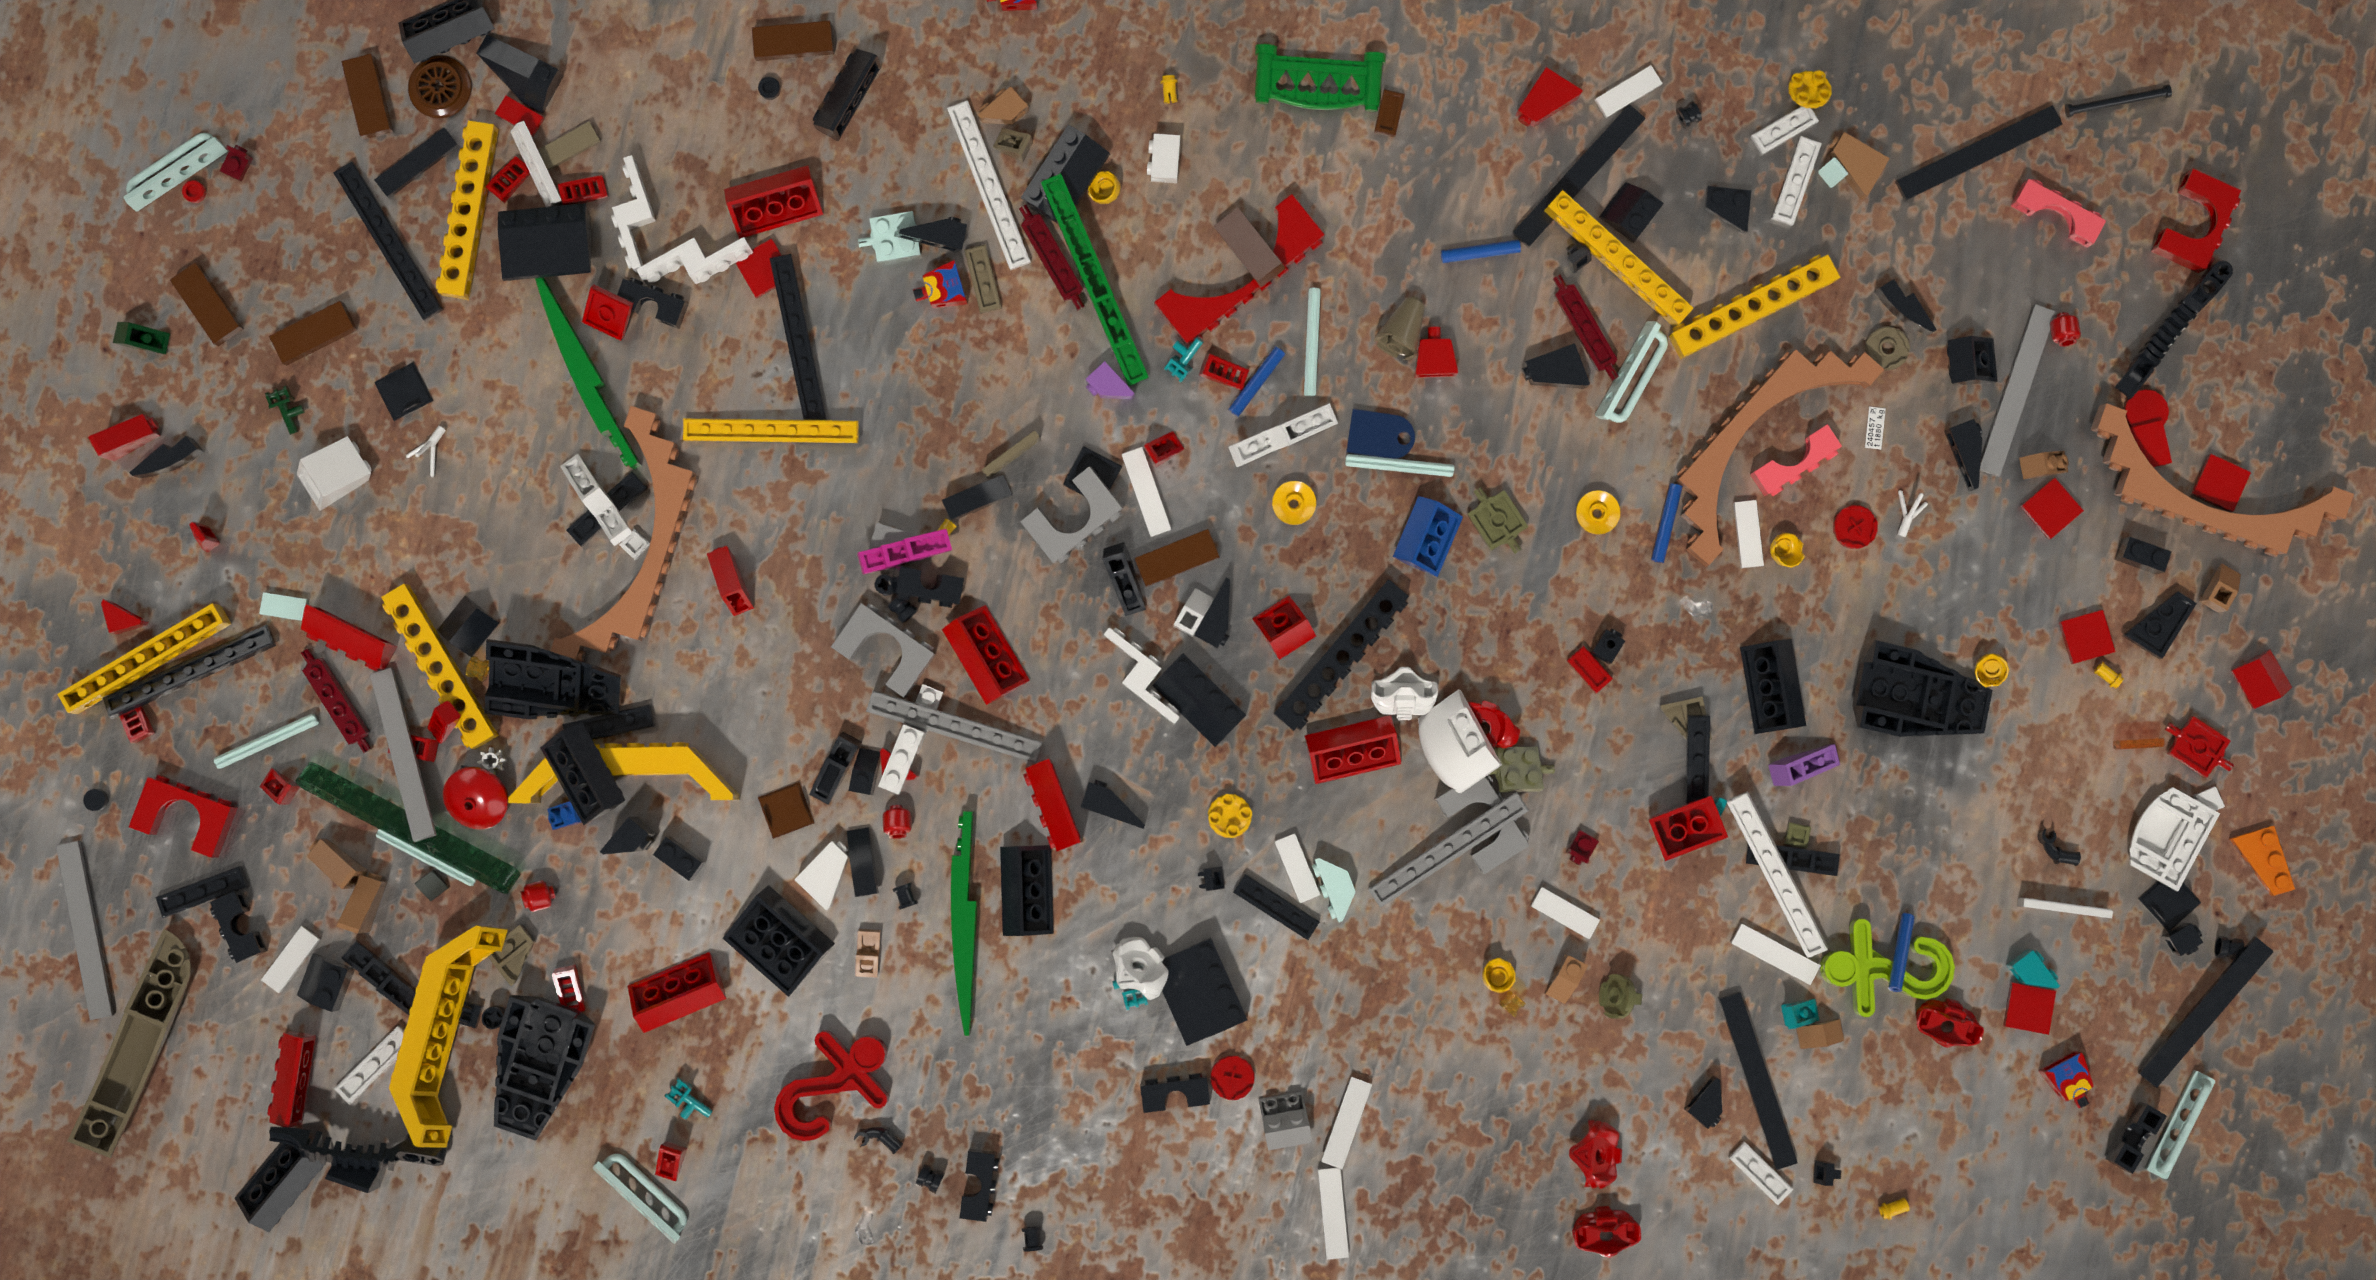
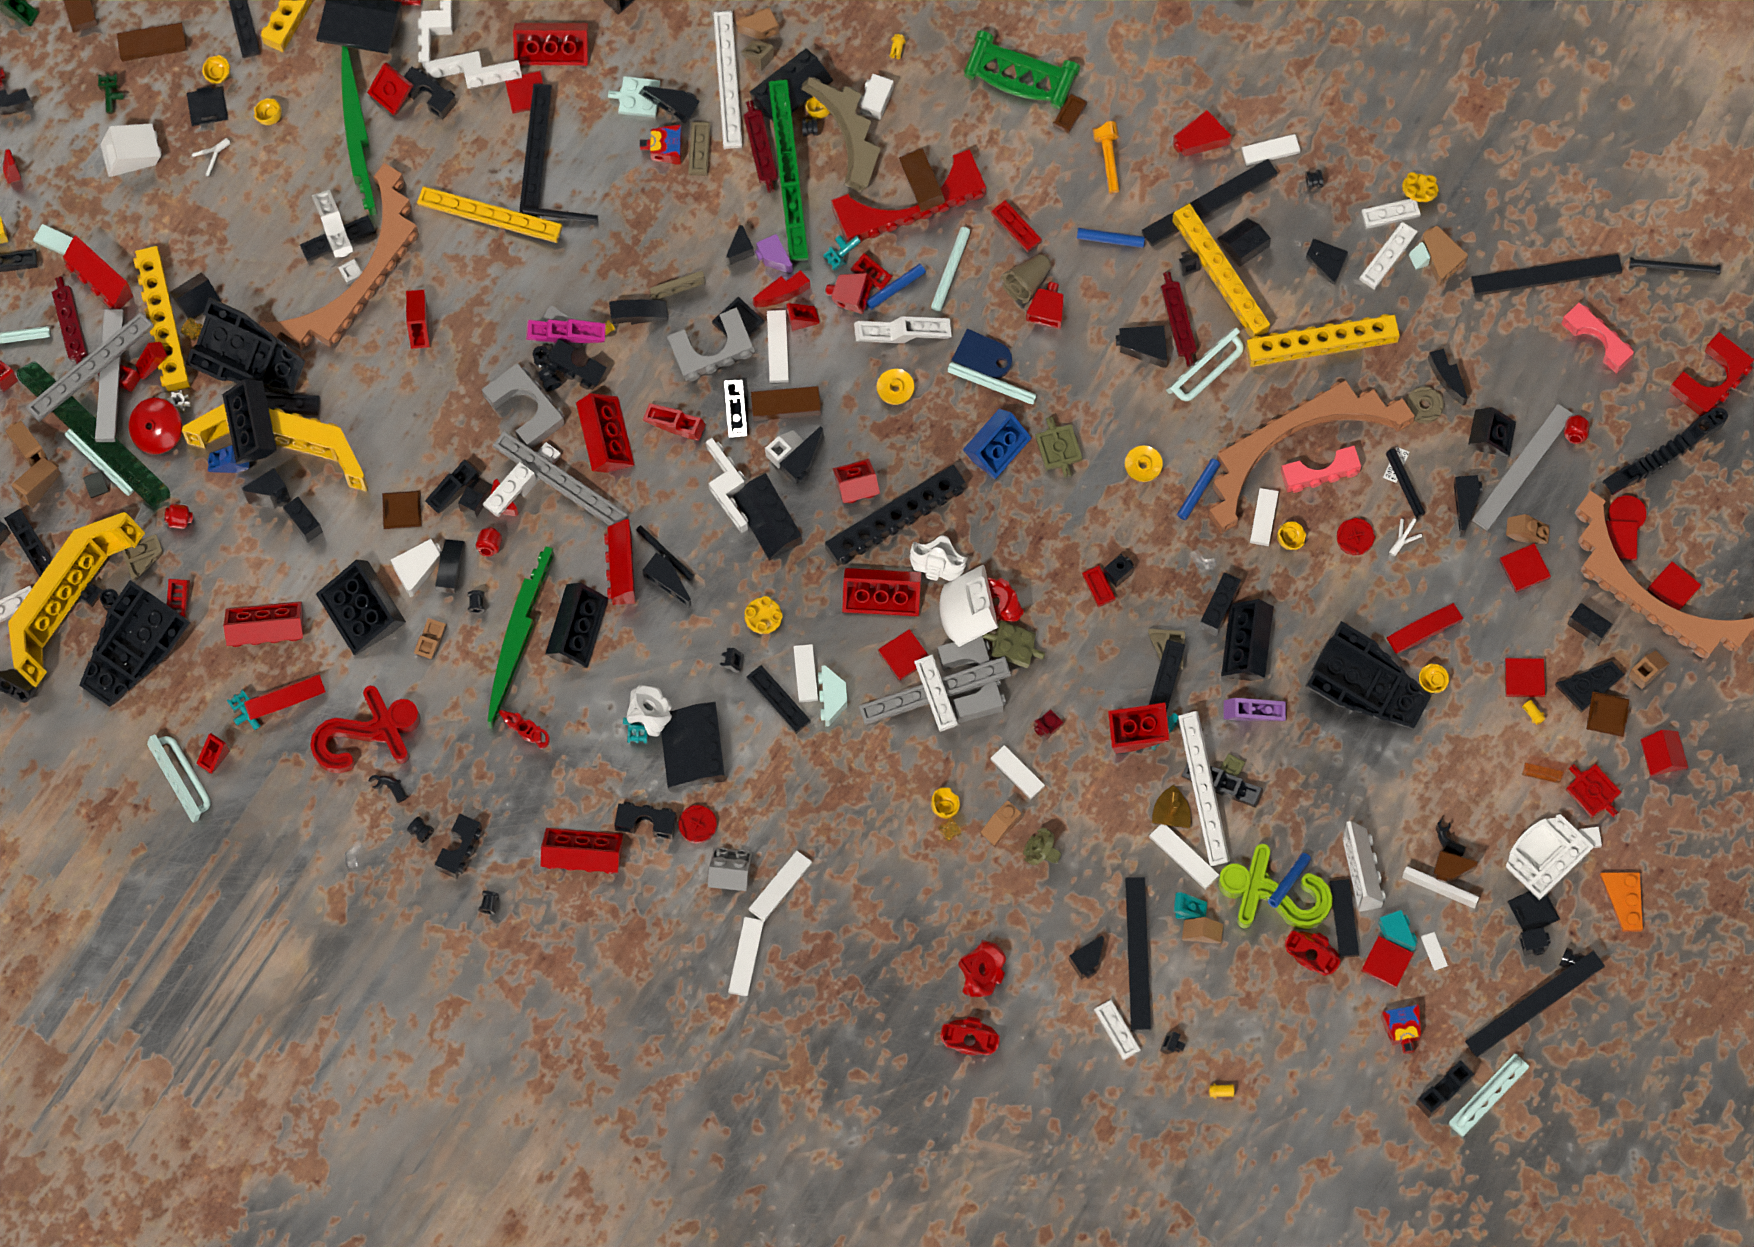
camera: 20 degrees right, 15 degrees down
(377, 754) = (89, 367): none -> light grey tile
(399, 346) = (216, 69): none -> yellow hair
(475, 381) = (267, 112): none -> yellow hair
(728, 1073) = (284, 697): none -> red slope
(849, 407) = (560, 214): none -> black bar
(1010, 1030) = (526, 729): none -> red animal
(1058, 617) = (674, 421): none -> red slope
(1068, 386) = (740, 247): none -> black slope
(1097, 774) = (662, 550): none -> black bar
(1100, 217) = (809, 126): none -> black wheel
(1115, 1148) = (581, 850): none -> red slope
(1131, 424) = (782, 290): none -> red slope
(1153, 205) = (854, 127): none -> dark tan arch
(1209, 405) = (851, 291): none -> red torso
(1370, 269) = (1016, 226): none -> red plate
(1399, 814) = (902, 653): none -> red tile
(1440, 130) = (1106, 134): none -> light orange piece
(1452, 855) = (936, 693): none -> white tile
(1731, 663) = (1220, 603): none -> black arch
(1746, 905) = (1171, 809): none -> pearl gold shield
(1893, 448) = (1405, 483): none -> black axle
(1963, 614) = (1424, 628): none -> red slope
(1969, 973) = (1344, 918): none -> black tile
(1976, 915) = (1362, 867): none -> white slope
(2075, 886) = (1452, 867): none -> reddish brown slope
(2075, 979) = (1434, 951): none -> white sticker
(2190, 653) = (1608, 714): none -> reddish brown piece

